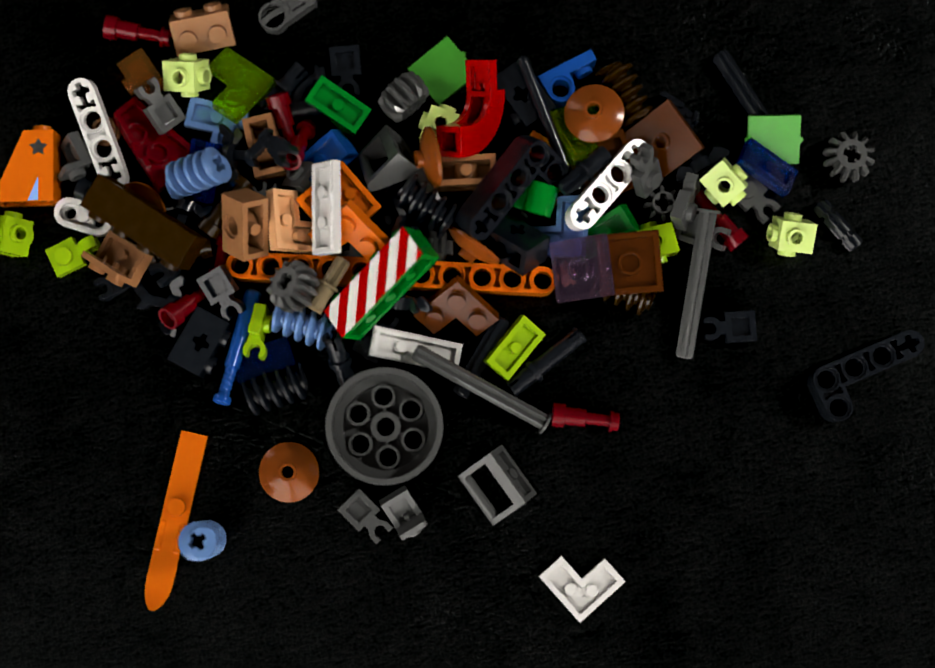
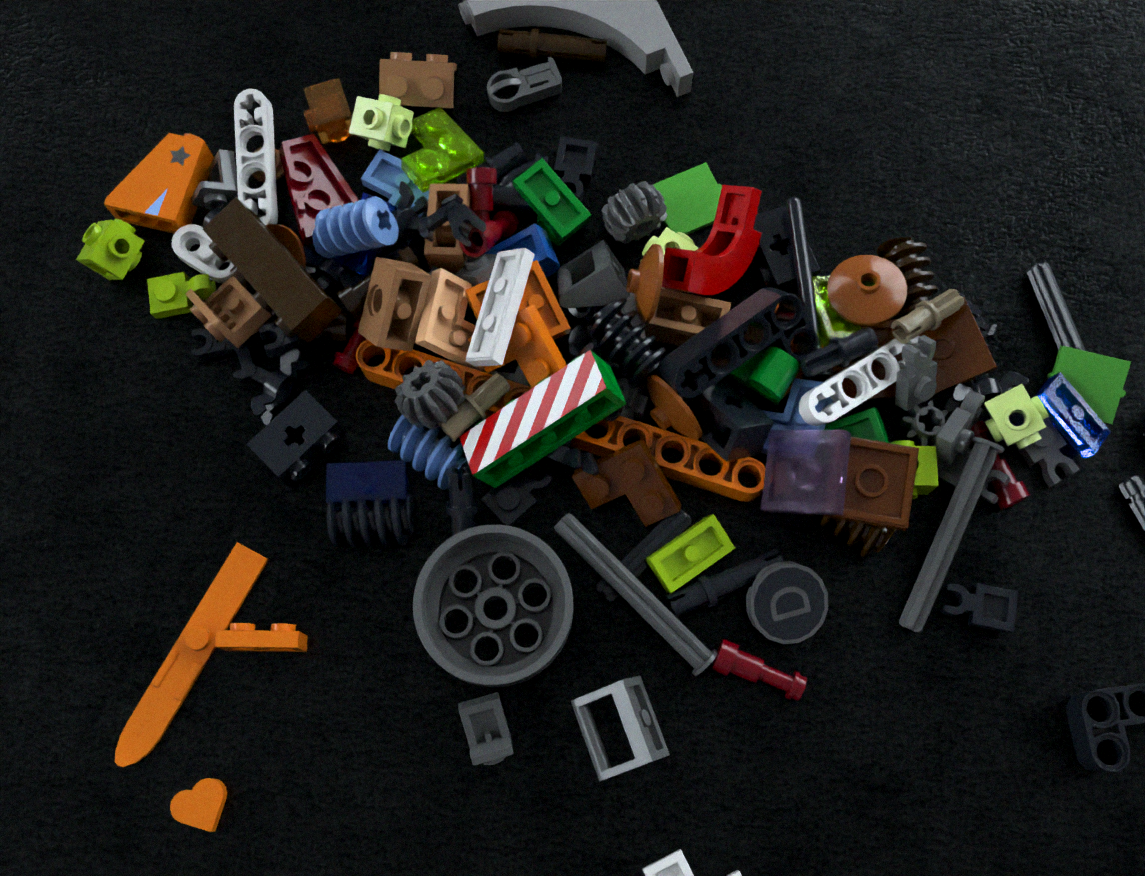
camera: 15 degrees right, 10 degrees down
(115, 28) = (317, 55): dark red piece -> none
(161, 109) = (338, 152): dark grey plate -> none
(174, 313) = (272, 390): dark red piece -> none
(191, 535) = (211, 688): medium blue piece -> none
(210, 497) = (245, 638): none -> orange plate
(218, 621) = (201, 805): none -> orange tile
(219, 287) = (338, 376): black plate -> none
(235, 351) = (345, 447): blue piece -> none
(258, 328) = (371, 442): lime plate -> none
(304, 475) = (369, 648): dark orange dish -> none
(362, 512) = (430, 714): dark grey plate -> none
(400, 345) = (544, 509): white tile -> none
(562, 76) = (841, 237): blue plate -> none
(592, 363) = (787, 602): none -> black tile
(643, 124) = (927, 316): none -> dark tan axle
(791, 234) = (1089, 507): yellowish green brick -> none

